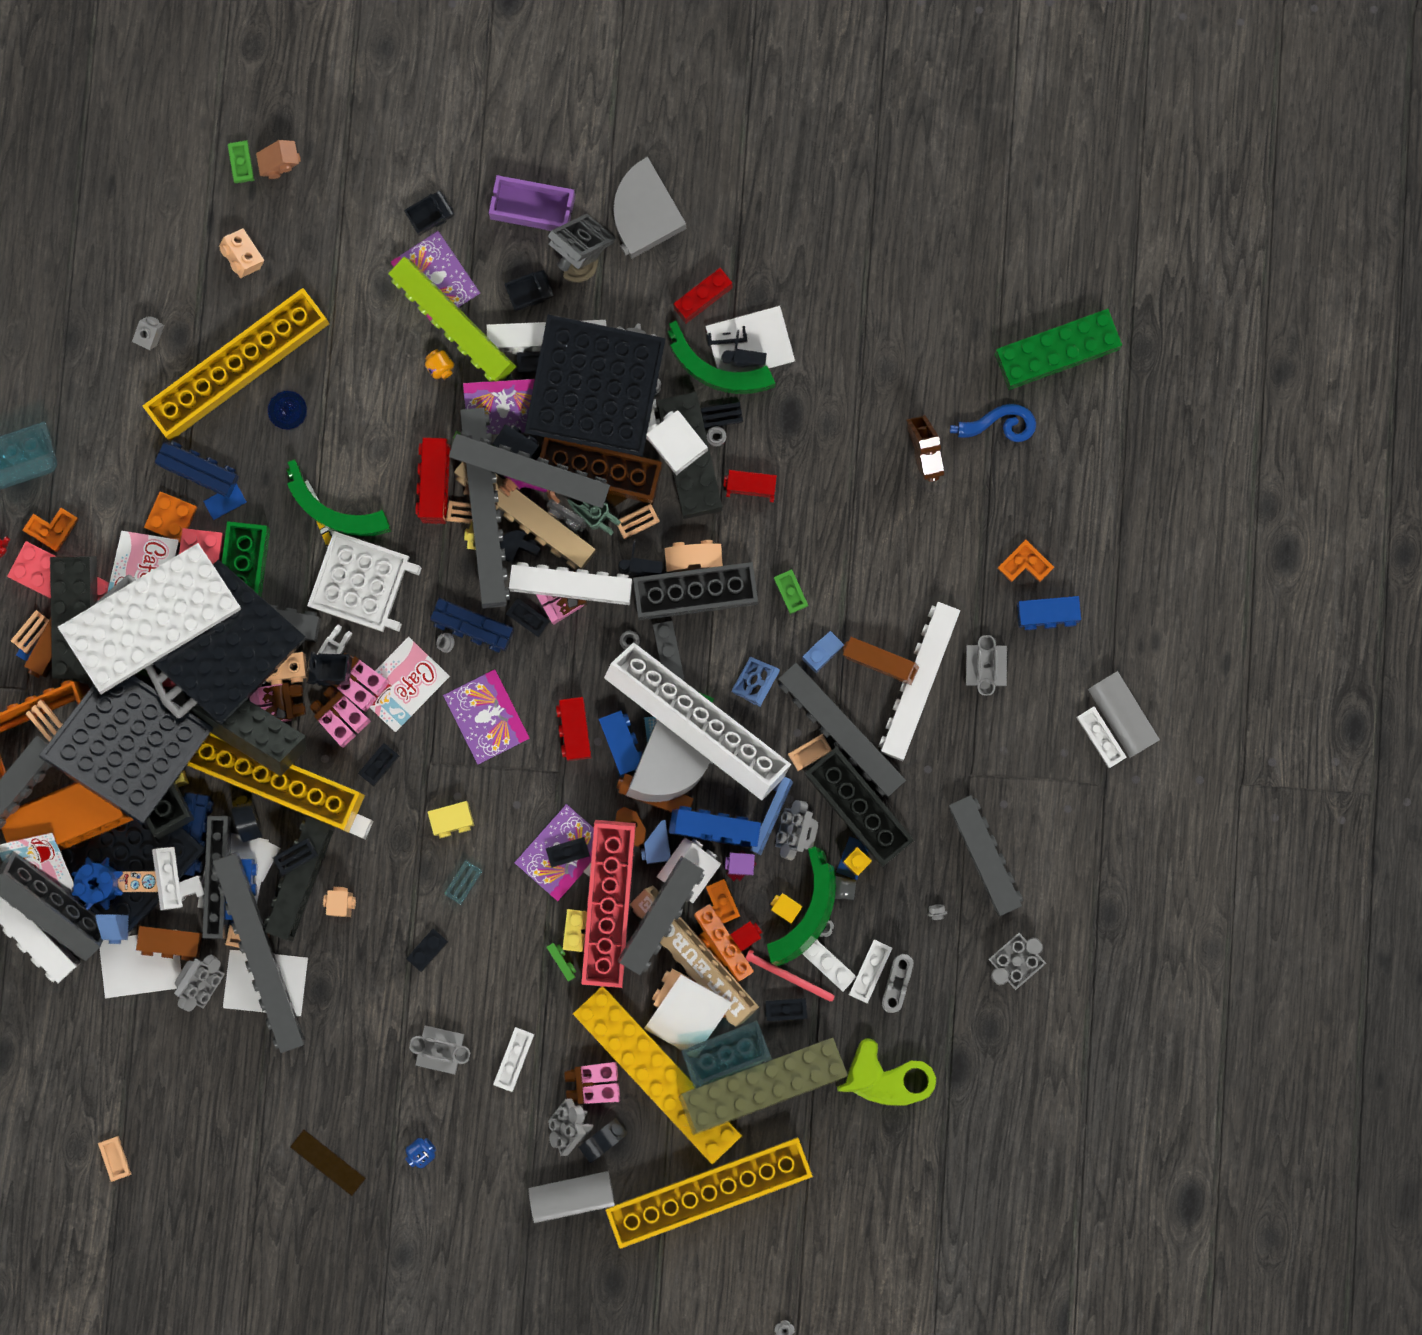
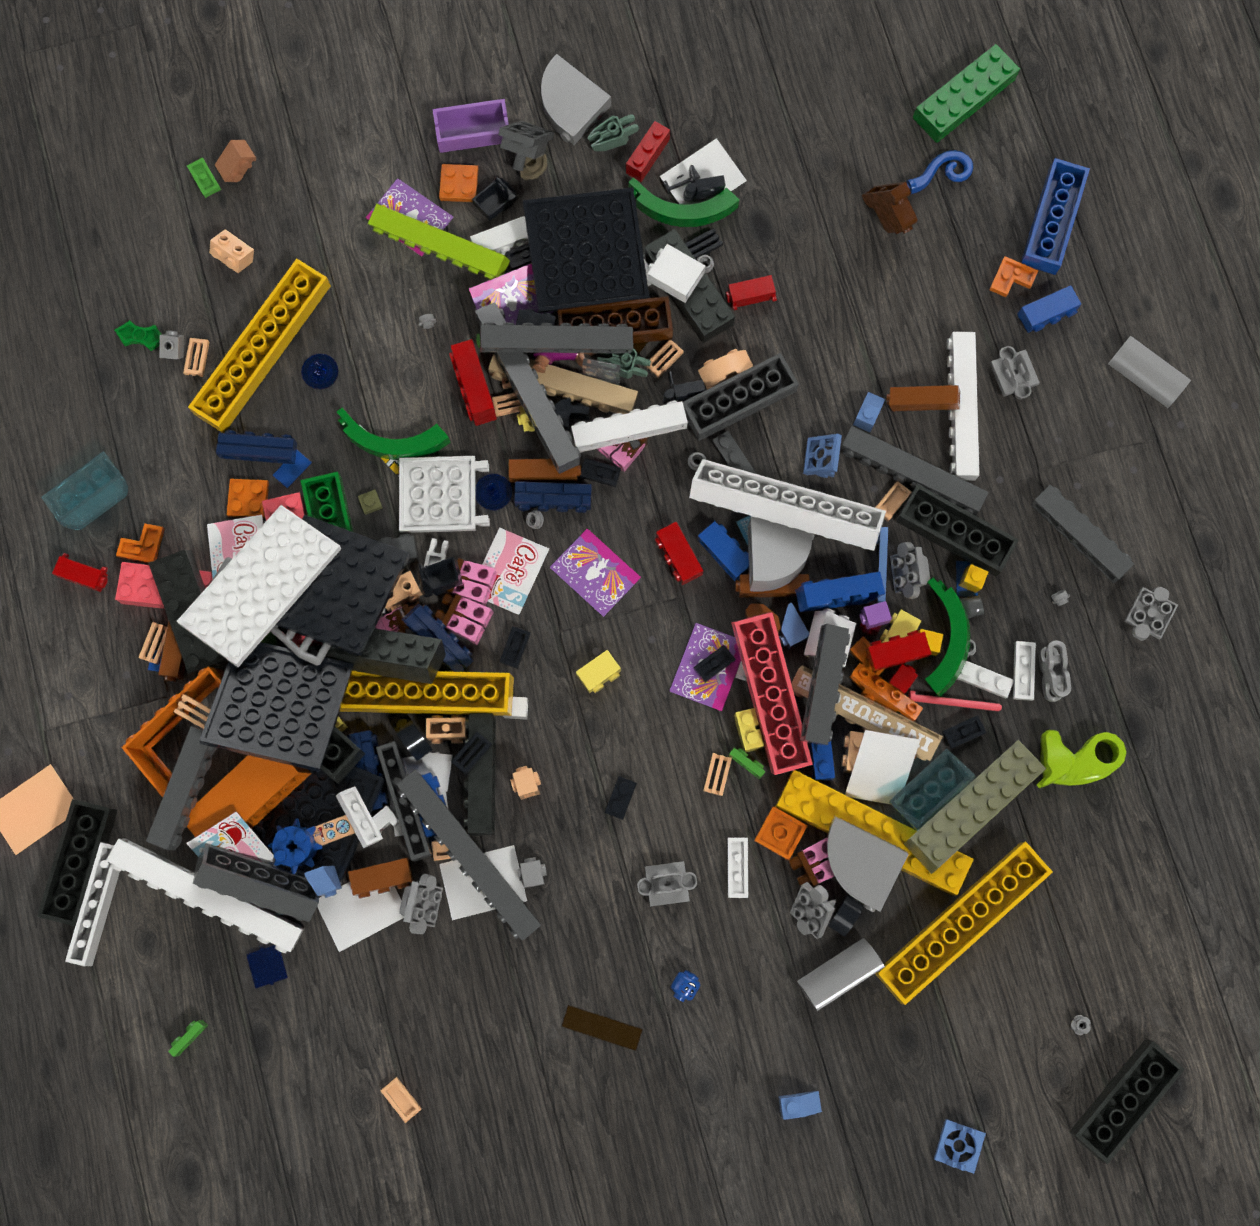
camera: 25 degrees left, 5 degrees down
(32, 987) = (266, 966): none -> clear blue piece
(112, 303) = (133, 334): none -> green tile
(176, 354) = (194, 371): none -> light nougat tile
(276, 819) = (446, 729): none -> light nougat brick
(289, 564) = (370, 502): none -> olive plate
(298, 717) = (423, 624): none -> dark blue brick
(314, 991) = (532, 872): none -> light grey brick
(412, 397) = (427, 321): none -> light grey plate
(415, 598) = (493, 492): none -> clear blue piece
(429, 213) = (384, 164): black piece -> none
(439, 364) = (440, 285): light orange head -> none
(456, 878) = (634, 708): clear light blue tile -> none
(466, 594) = (540, 471): none -> dark orange brick
(486, 1304) = (799, 1105): none -> medium blue slope
(498, 259) = (458, 182): none -> orange plate
(519, 976) = (721, 758): none -> light nougat tile
(568, 1041) = (780, 833): none -> orange plate
(631, 1100) = (863, 863): none -> light grey brick
(635, 987) = (822, 762): none -> blue brick
(674, 263) = (612, 133): none -> sand green hinge
(748, 907) = (898, 650): none -> red brick
(762, 888) = (901, 625): none -> light yellow brick
(791, 591) = (821, 370): bright green plate -> none
(1094, 516) = (1055, 216): none -> blue brick
(1101, 737) = (1138, 398): white plate -> none

